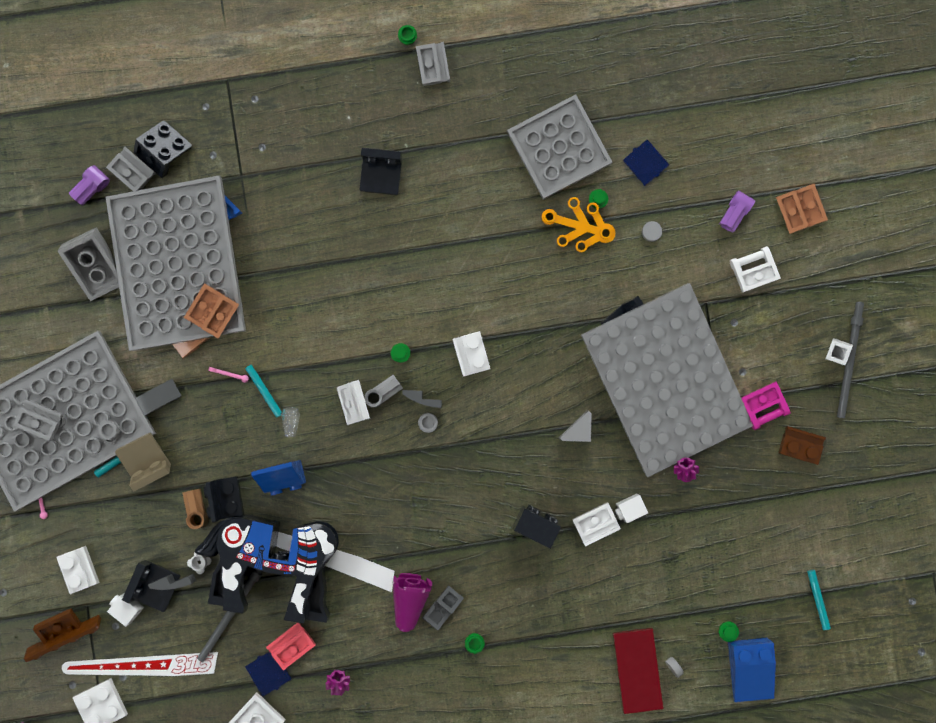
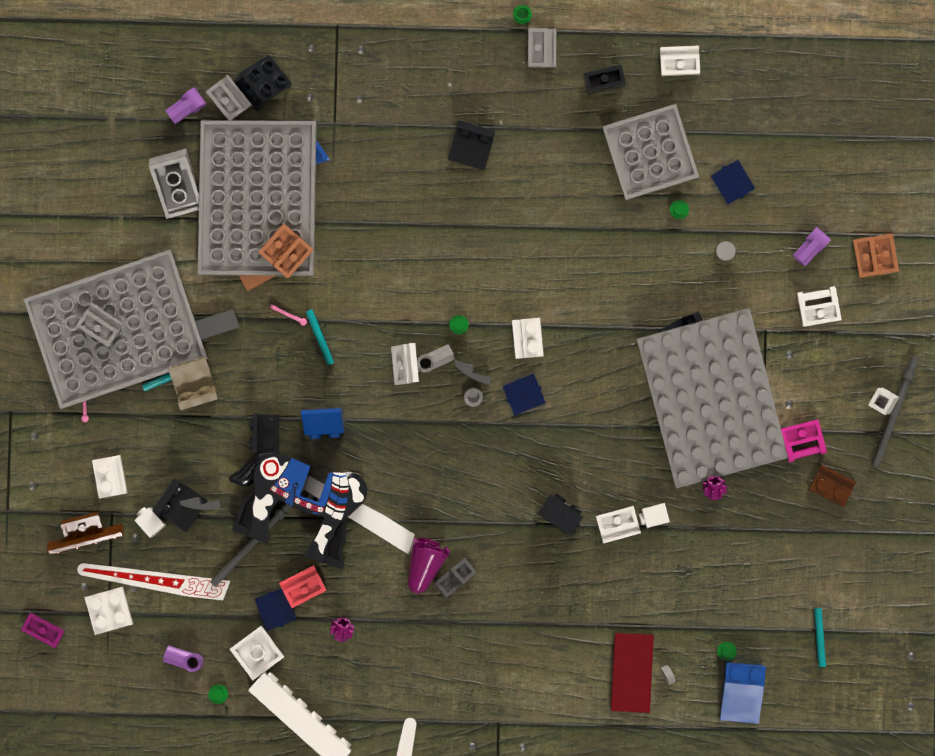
camera: 10 degrees right, 0 degrees up
(108, 430) = (165, 347): light grey tile -> none
(195, 506) = (234, 436): medium nougat piece -> none
(199, 568) = (233, 491): white plate -> none
(290, 420) = (340, 371): clear cone -> none
(474, 643) = (479, 617): green plate -> none
(478, 410) = (524, 394): none -> clear blue piece
(500, 83) = (604, 79): none -> black brick
(571, 52) = (679, 60): none -> white plate
(579, 430) = (619, 431): light grey slope -> none
(581, 226) = (657, 233): light orange plant -> none

